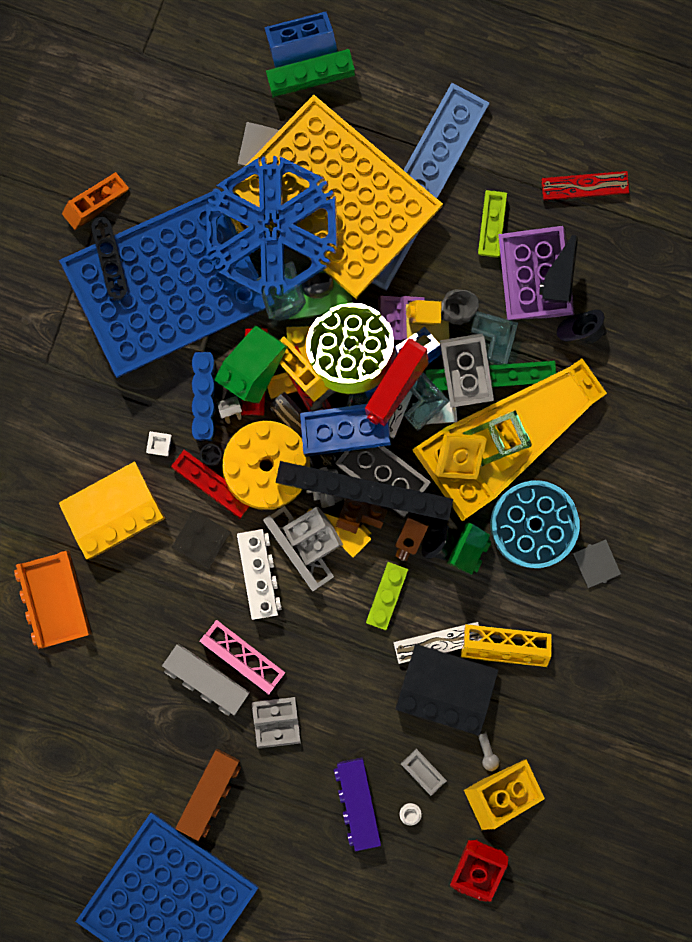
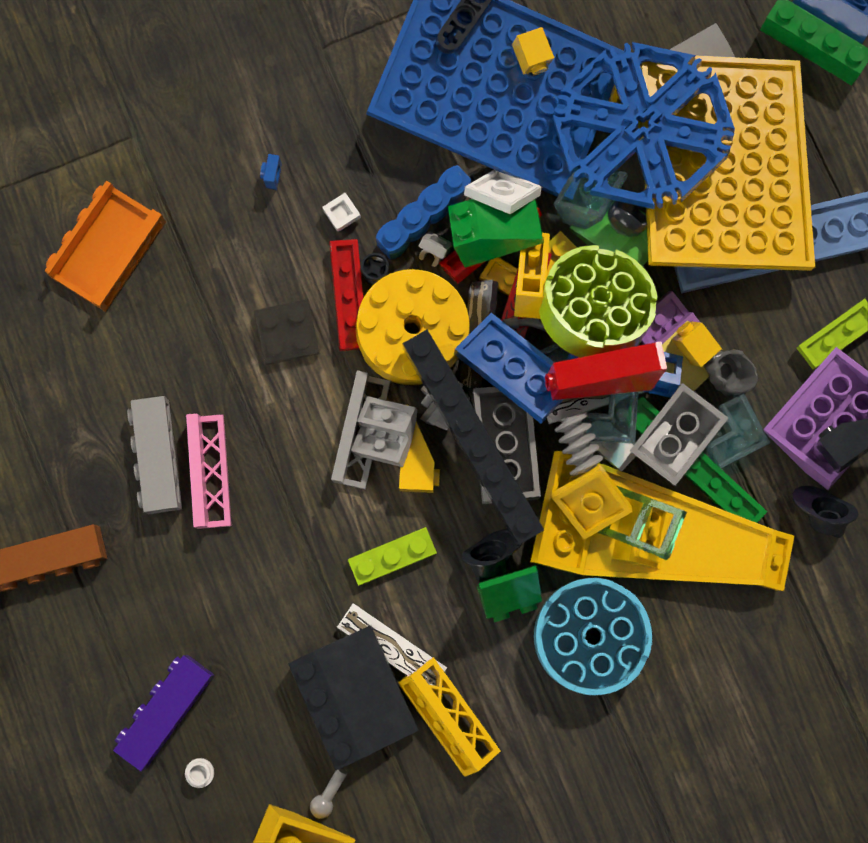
camera: 45 degrees right, 5 degrees down
(97, 463) = (271, 171): none -> blue plate
(111, 511) = (237, 226): yellow slope -> none
(168, 247) = (533, 51): none -> yellow brick
(234, 340) = (502, 191): none -> white tile
(257, 574) = (301, 414): white brick -> none
(276, 722) = (174, 560): light grey slope -> none
(356, 512) = (445, 451): reddish brown plate -> none
(411, 535) = (472, 525): reddish brown torso -> none
(421, 432) = (578, 443): none -> light grey piece
(423, 772) = (252, 748): light grey tile -> none
(596, 563) = (610, 733): dark grey piece -> none

